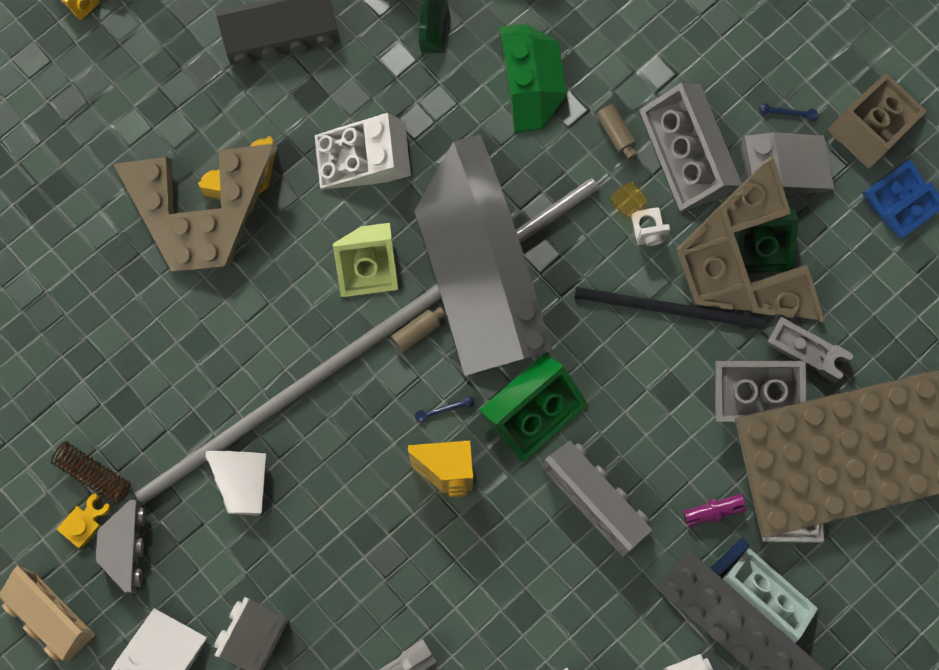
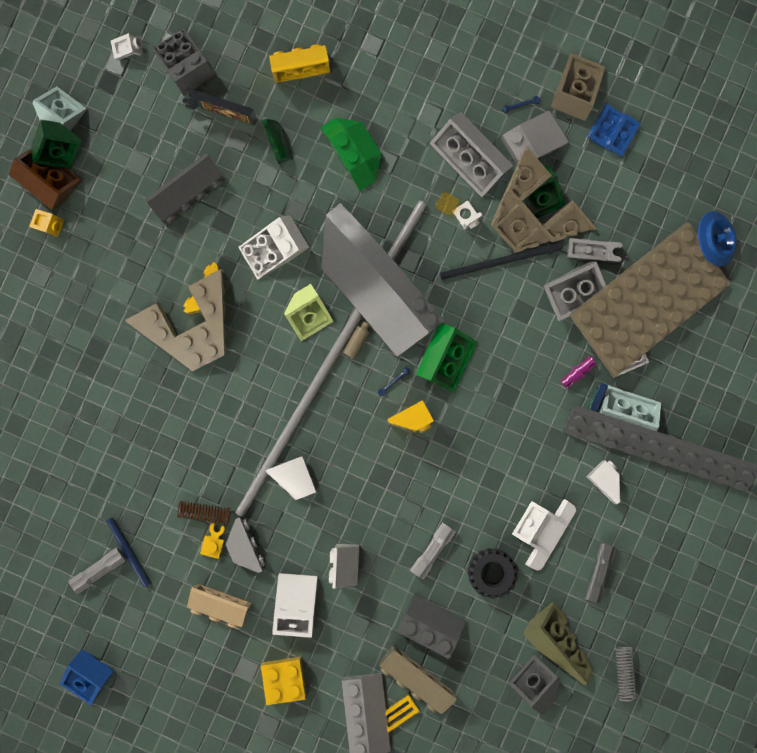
camera: 20 degrees left, 10 degrees up
(596, 497) = (508, 396): light grey slope -> none
(617, 131) = (422, 163): dark tan cylinder -> none

